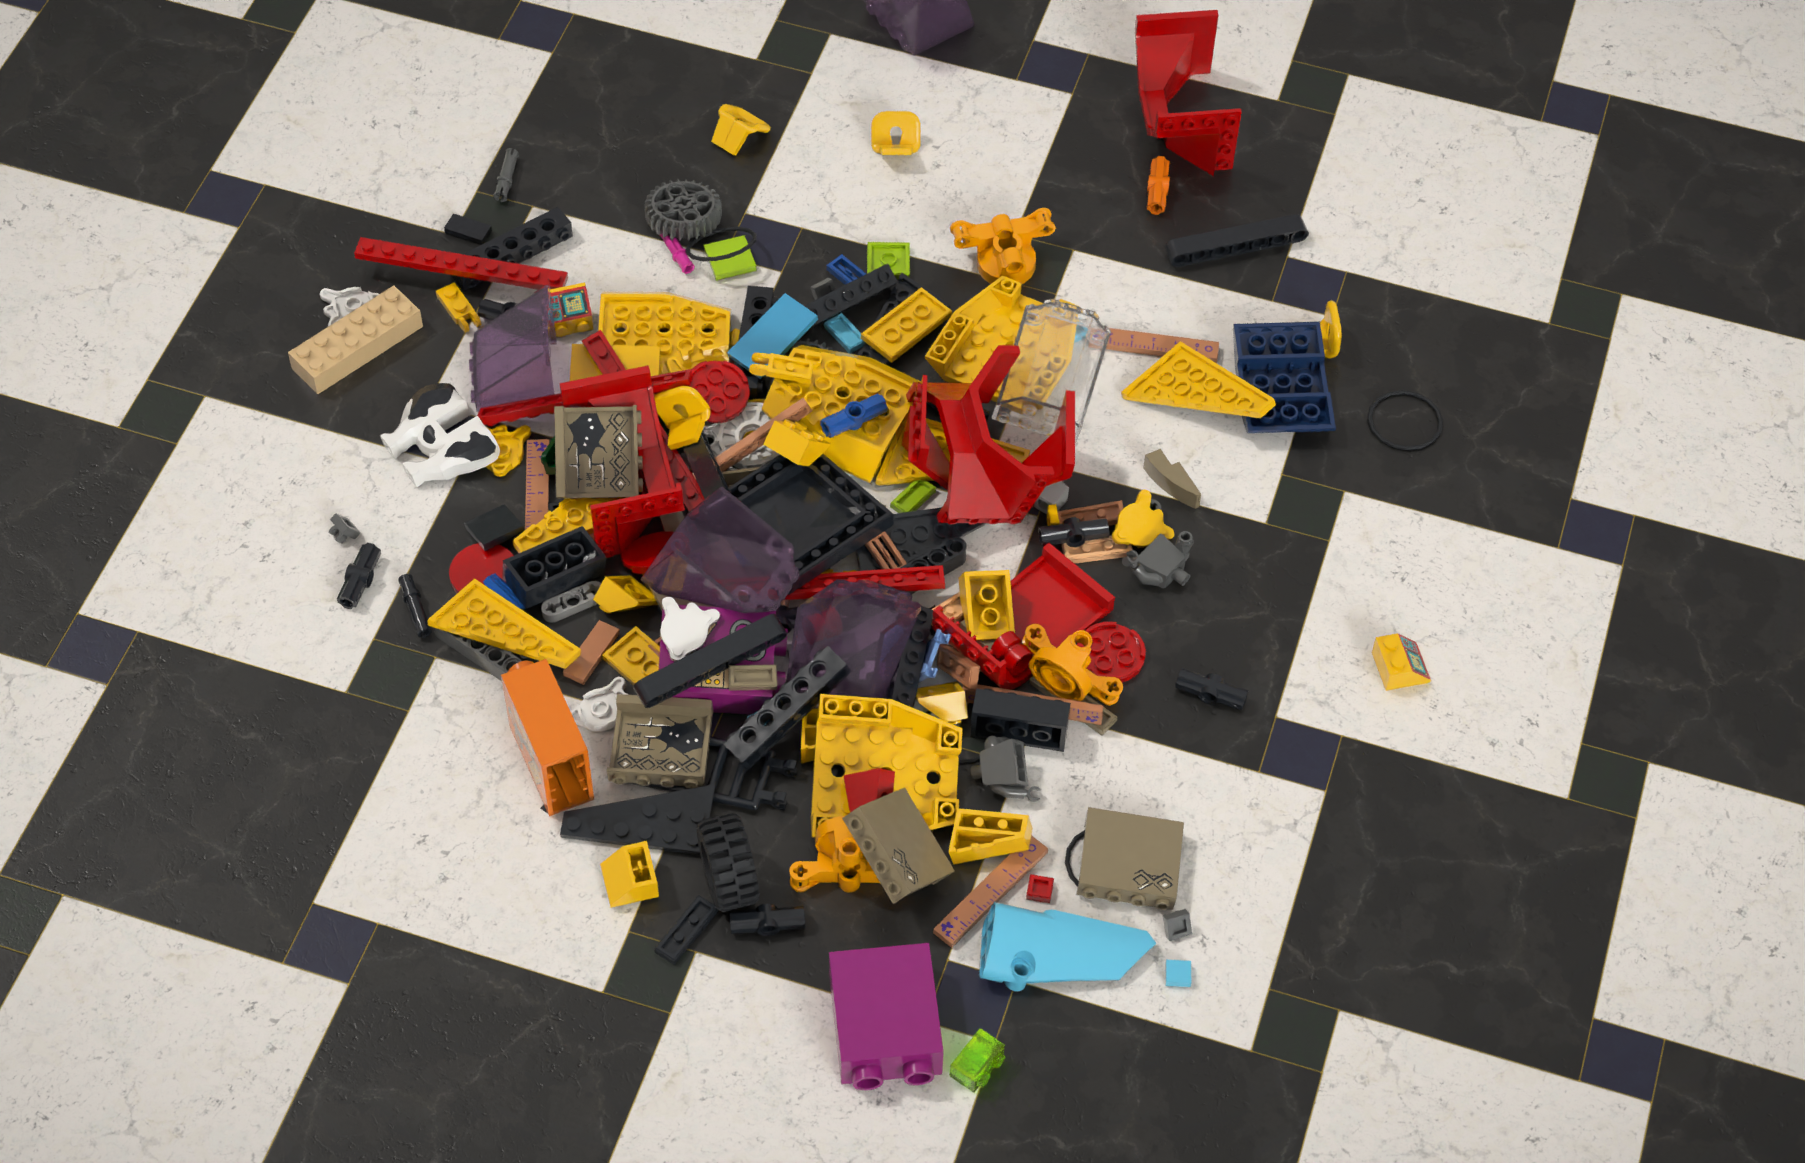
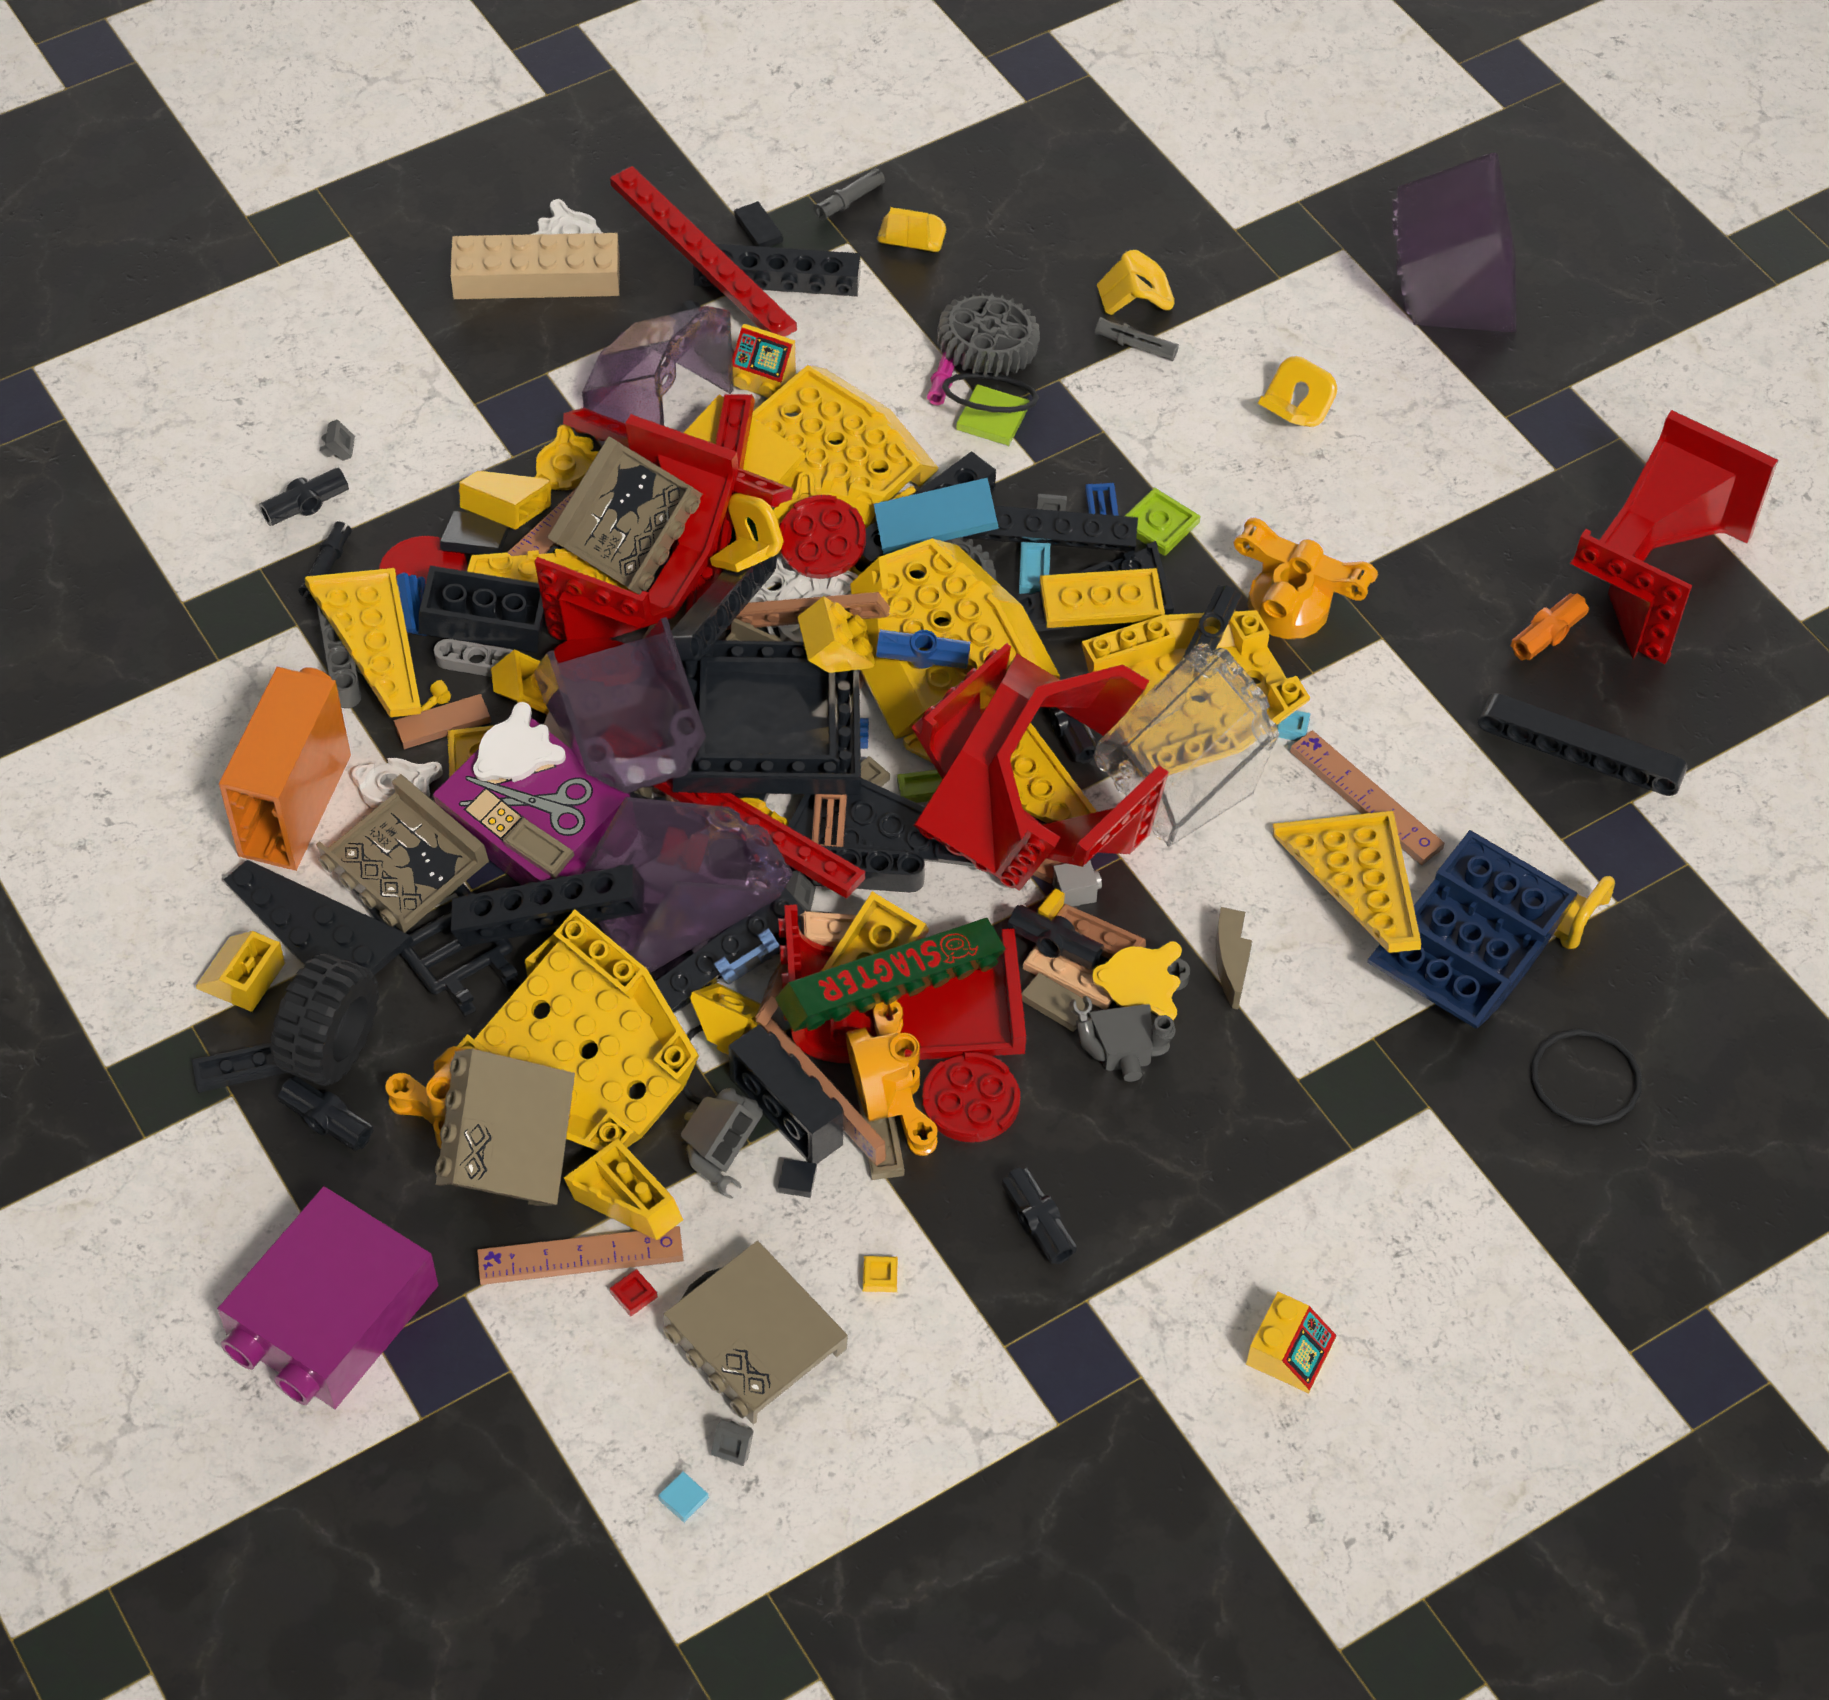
camera: 40 degrees right, 0 degrees up
(450, 454) = (522, 410): white animal -> none
(458, 306) = (670, 291): yellow hinge -> none
(489, 493) = (505, 497): none -> yellow slope
(567, 174) = (912, 230): none -> yellow piece
(572, 636) = (440, 695): none -> yellow hand
(710, 660) = (507, 799): black beam -> none
(782, 367) = (896, 550): yellow hinge -> none
(788, 156) = (1166, 348): none -> dark grey pin
(868, 786) = (540, 1045): red torso -> none
(977, 1060) = (372, 1421): clear neon green brick -> none
(993, 313) = (1218, 615): none -> black piece
(1023, 611) = (889, 975): none -> dark green brick
(1055, 947) = (577, 1367): medium azure panel -> none
(1064, 762) = (797, 1178): none -> black tile
(1105, 568) = (1052, 1000): none -> dark tan tile
(1159, 781) = (880, 1274): none -> yellow tile

